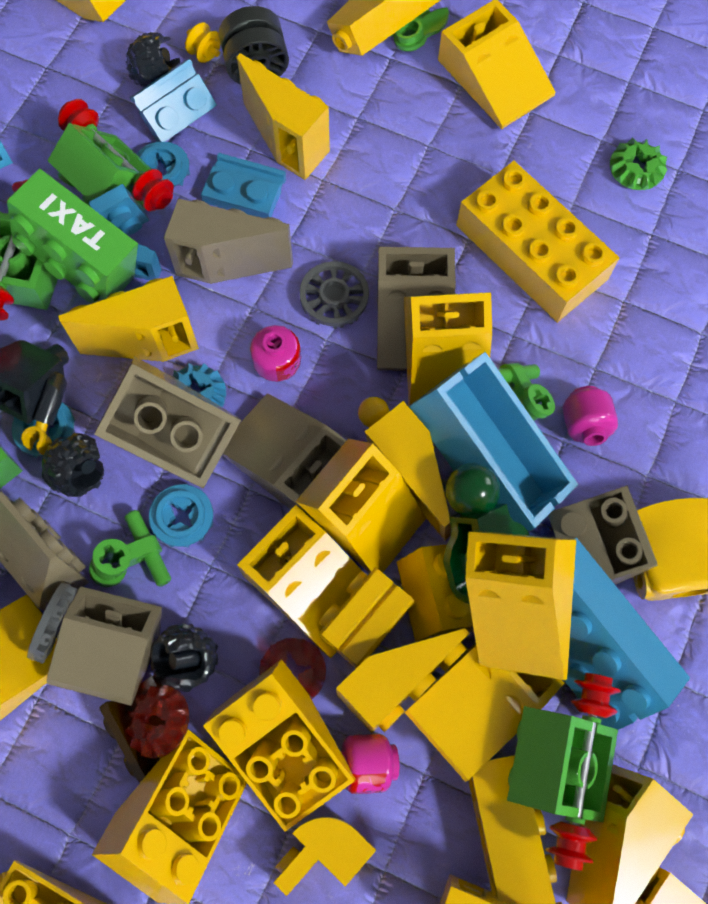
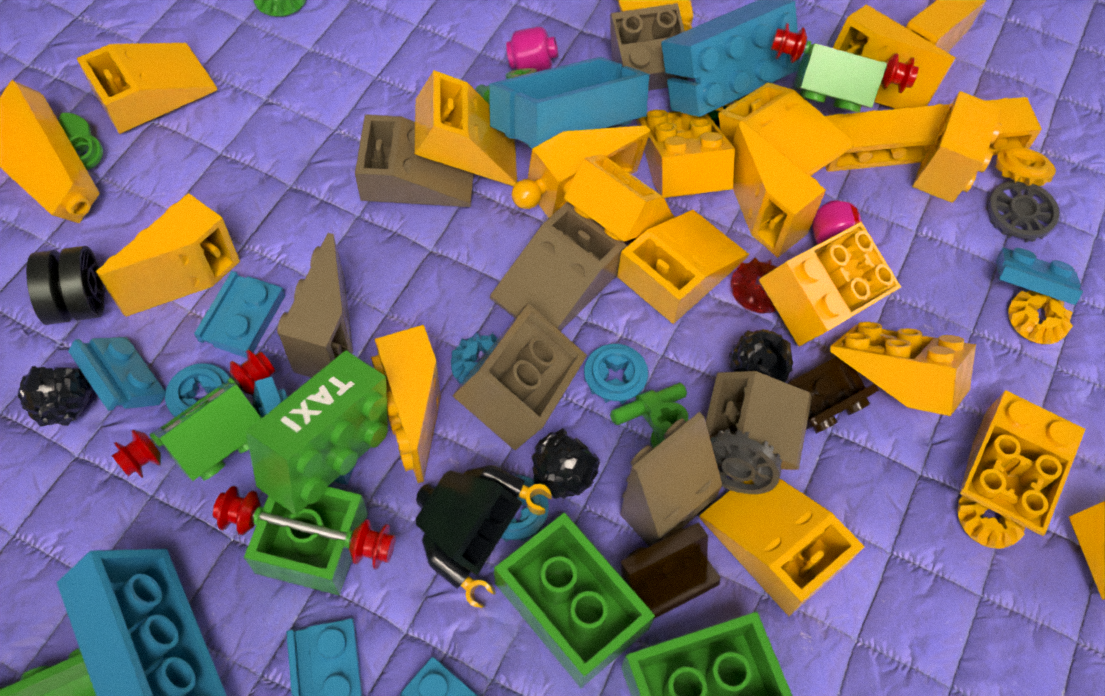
camera: 90 degrees left, 10 degrees down
(161, 739) = (815, 355): clear red gear -> none
(202, 42) = (36, 345): yellow wheel -> none
(276, 353) = (452, 279): dark pink head -> none
(331, 842) = (909, 260): yellow brick -> none
(334, 294) = (384, 237): dark grey wheel -> none
(365, 616) = (721, 210): yellow brick -> none
(474, 495) = (654, 105): dark green piece -> none
(521, 601) = (723, 64): yellow slope -> none
(536, 240) = (353, 69): yellow brick -> none

